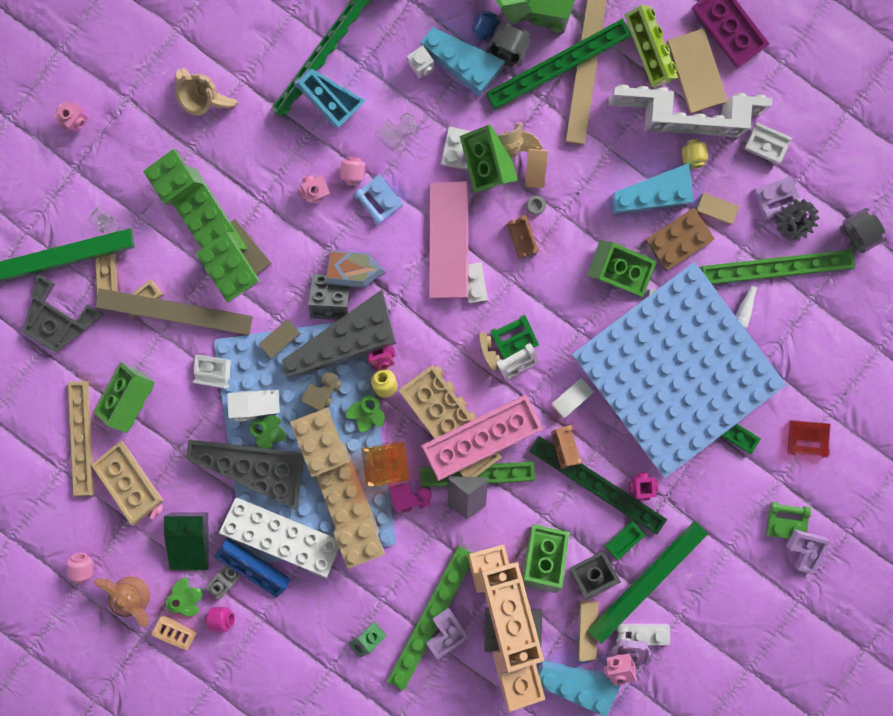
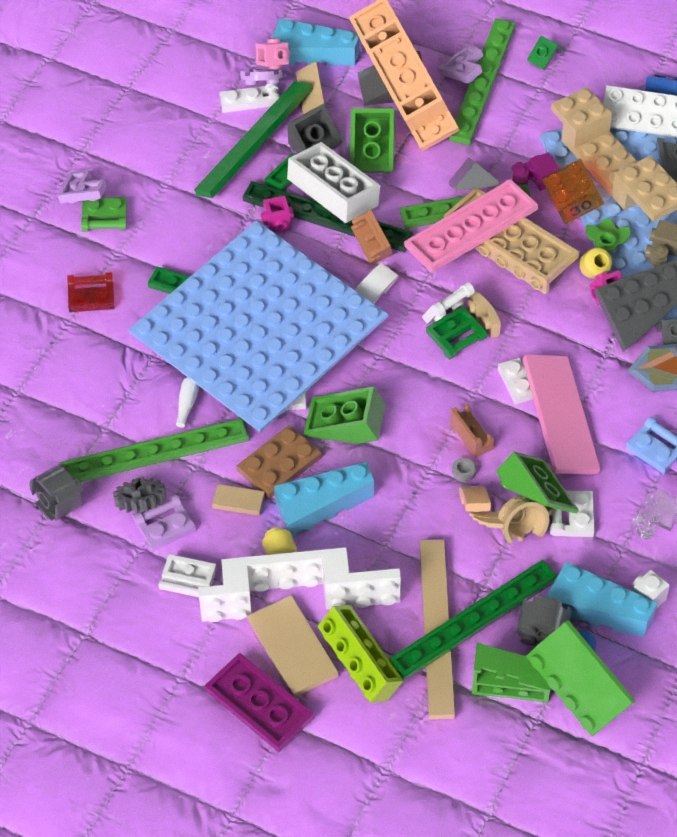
camera: 170 degrees right, 35 degrees down
(590, 511) = (333, 182): none -> white brick

